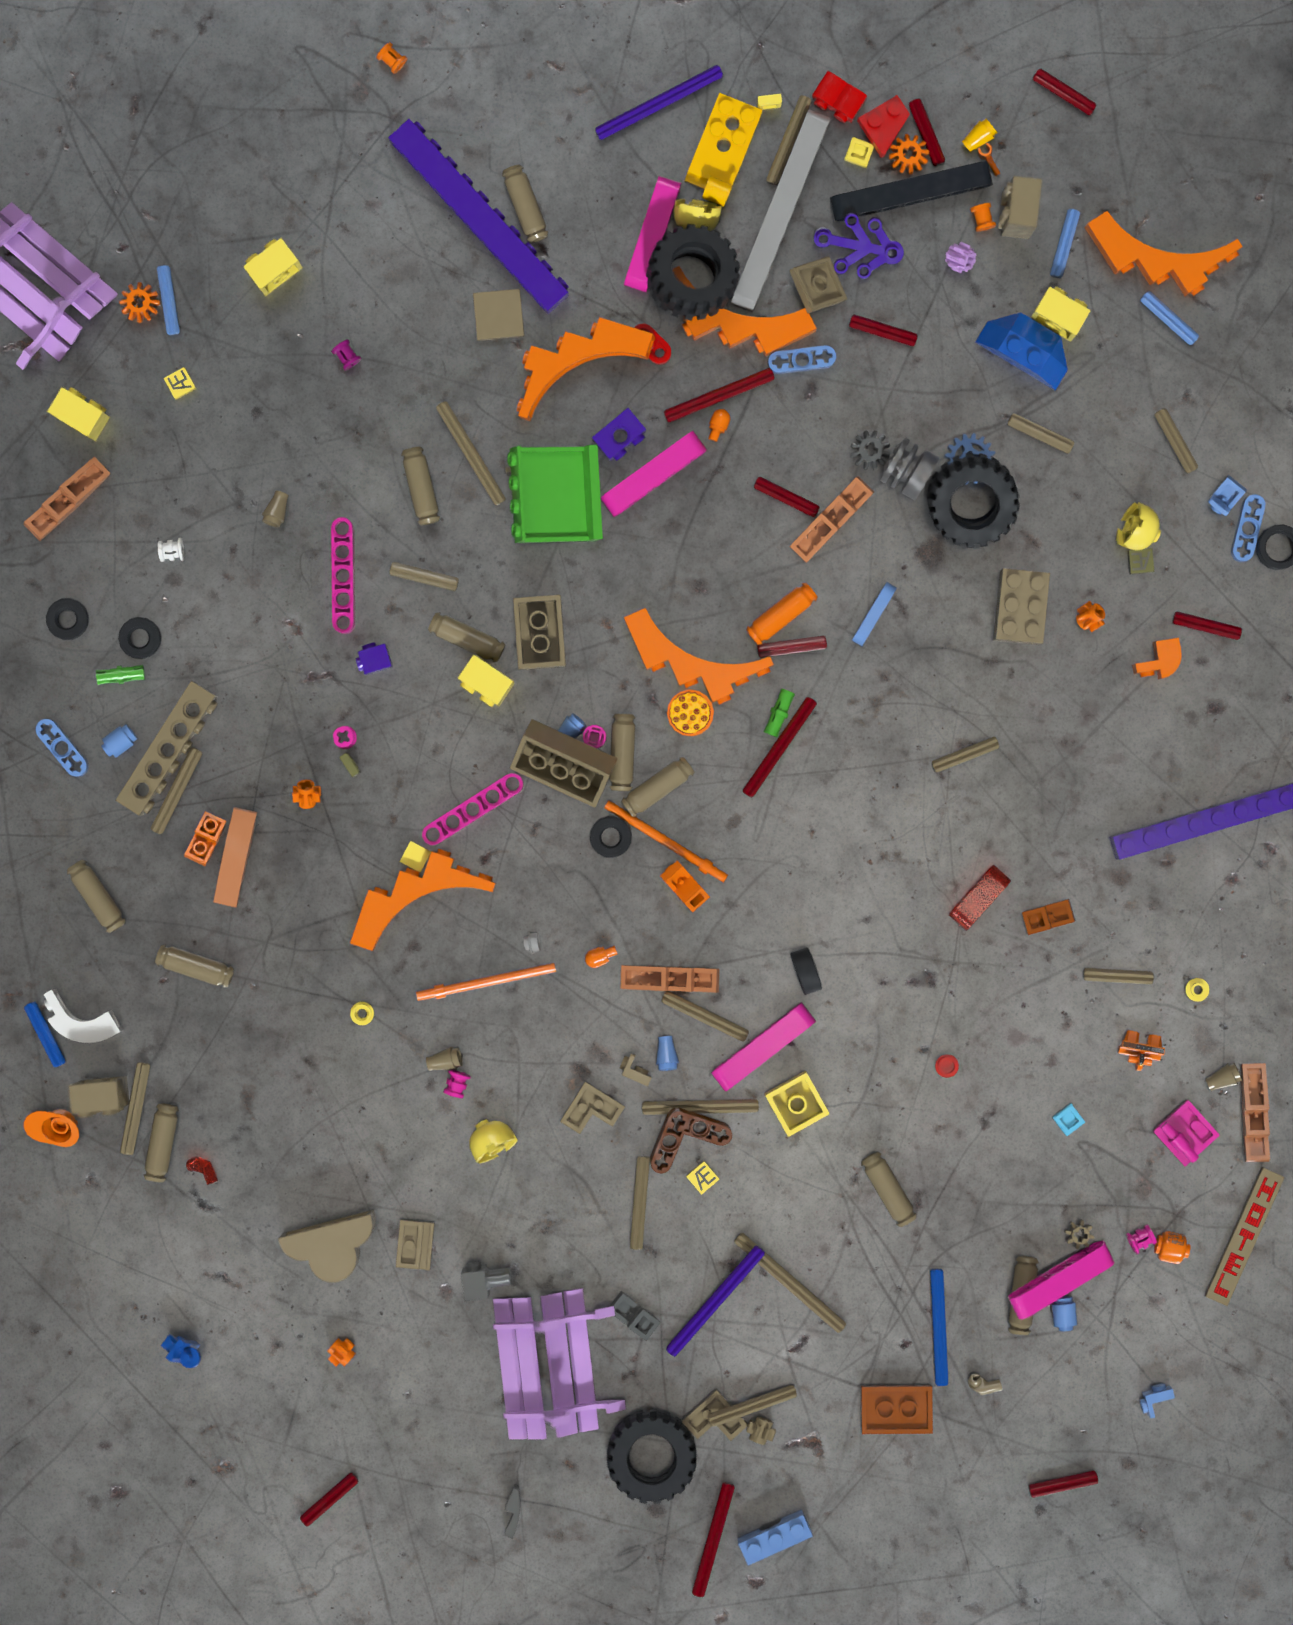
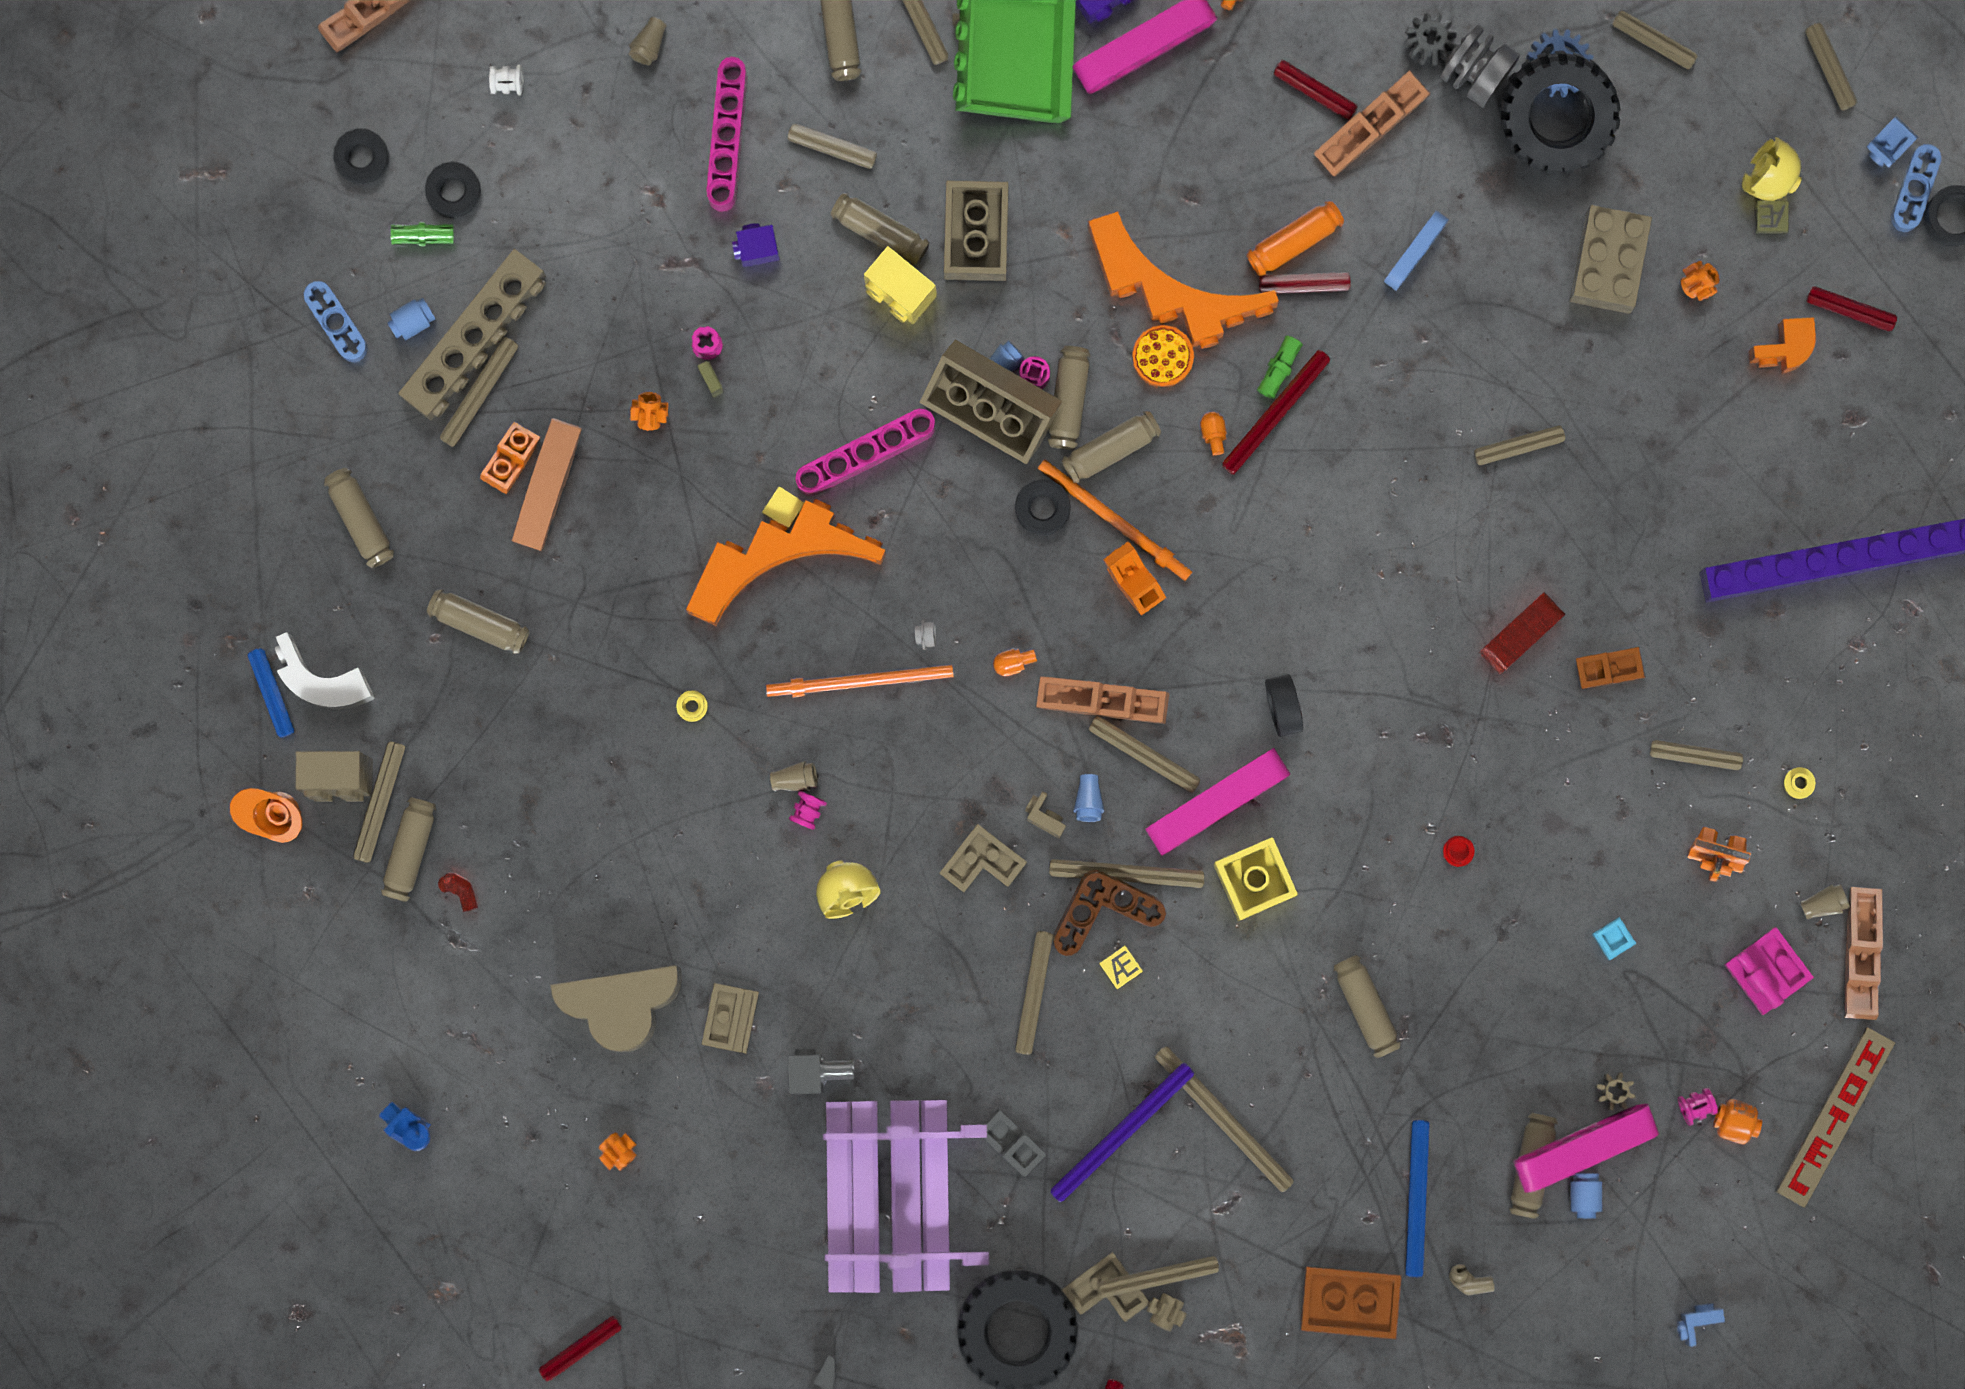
camera: 10 degrees right, 5 degrees down
(734, 766) = (1214, 431): none -> orange cylinder

